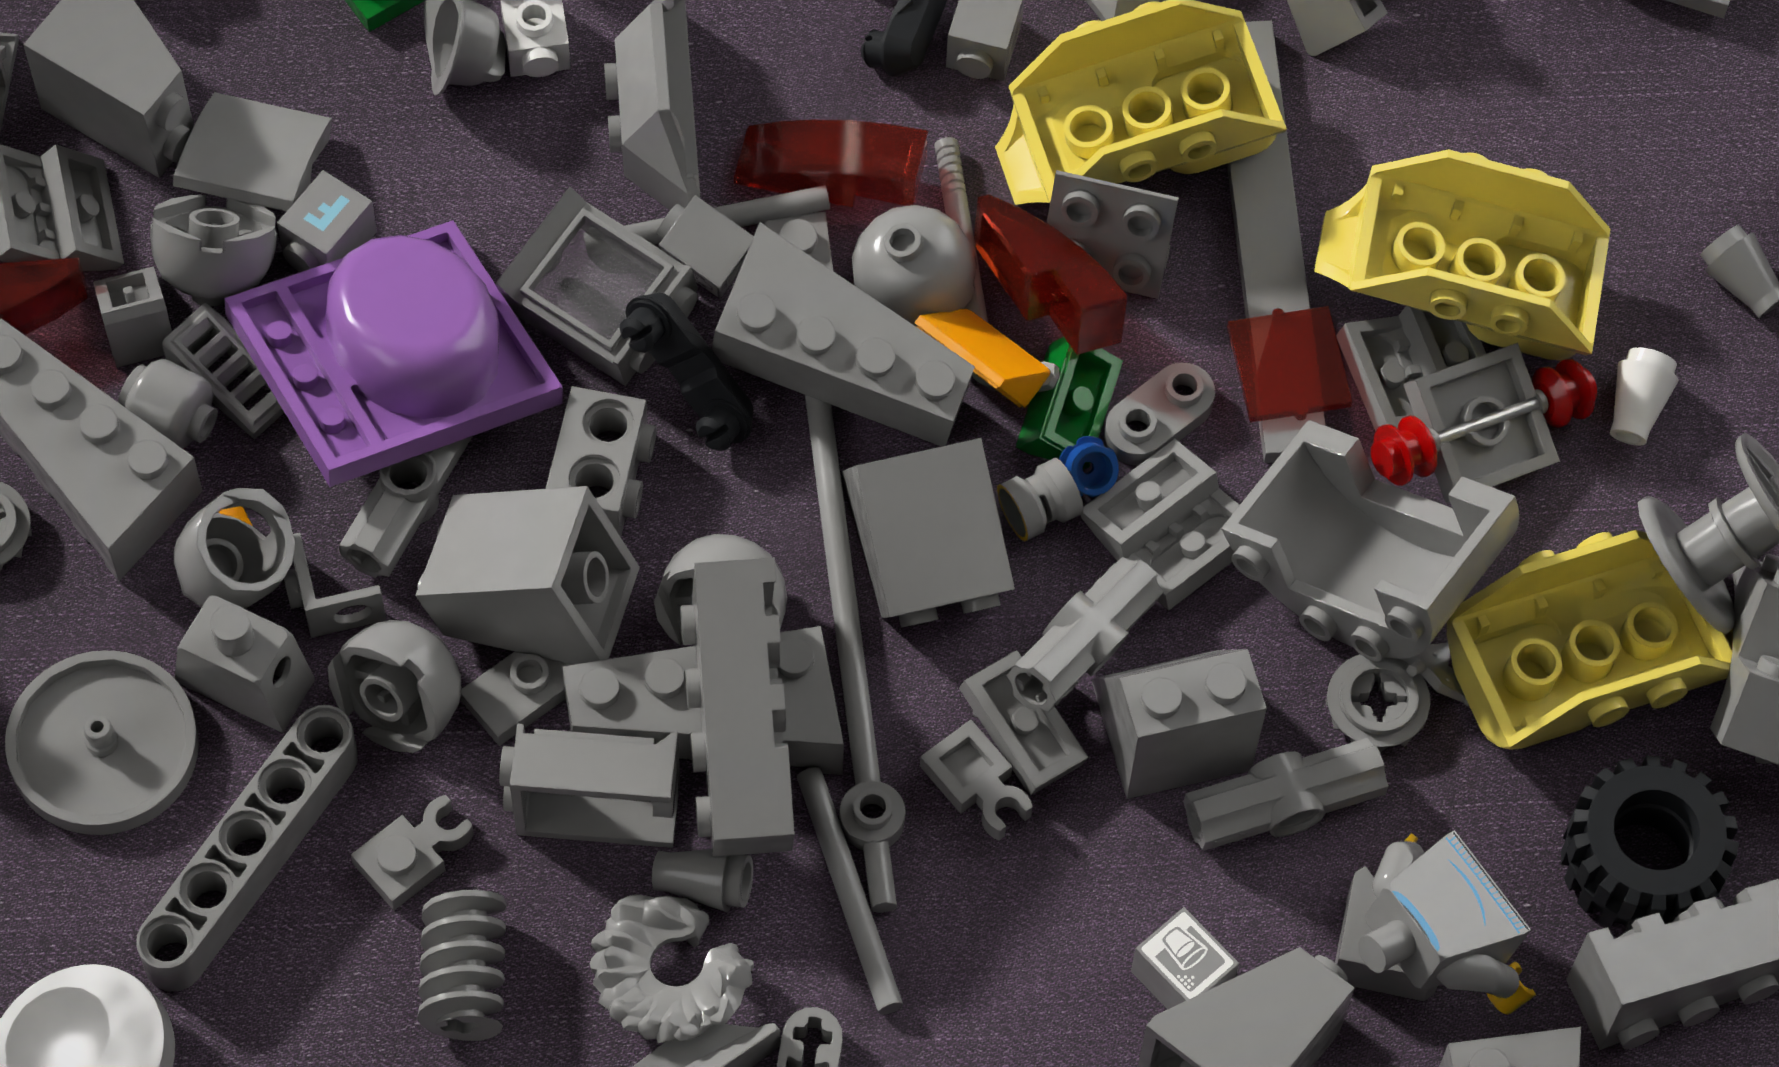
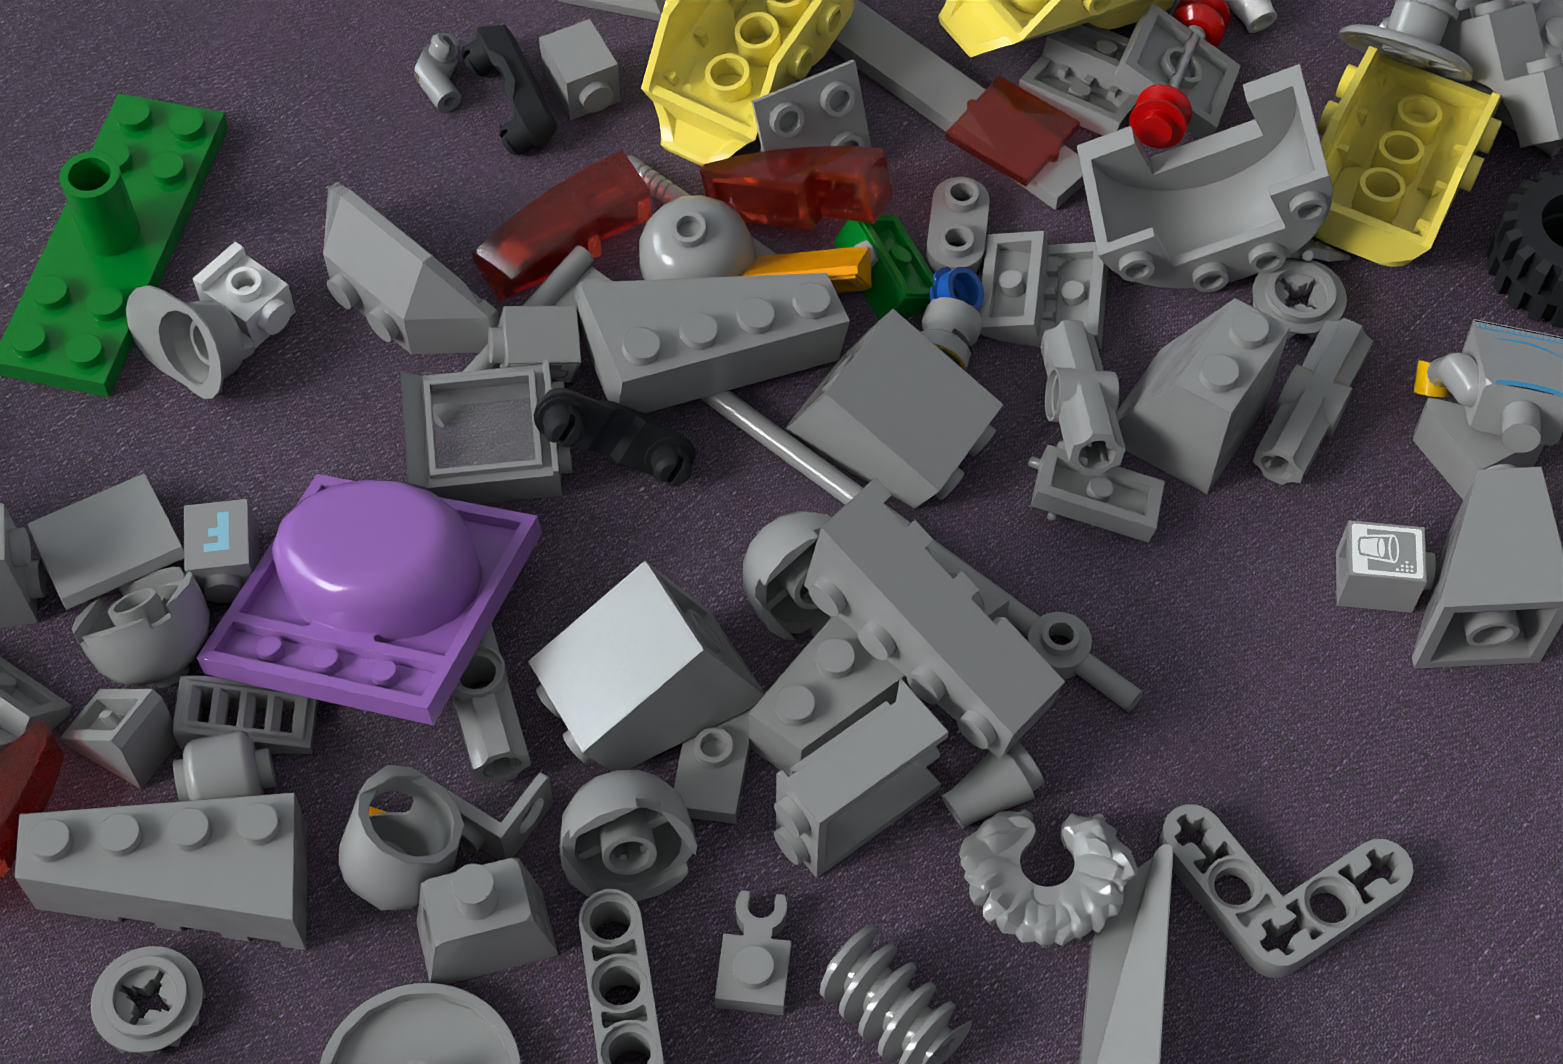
camera: 40 degrees left, 5 degrees down
(589, 462) = (598, 560): light grey brick -> none
(849, 891) = (1138, 729): light grey bar -> none
(972, 772) = (1096, 557): light grey plate -> none

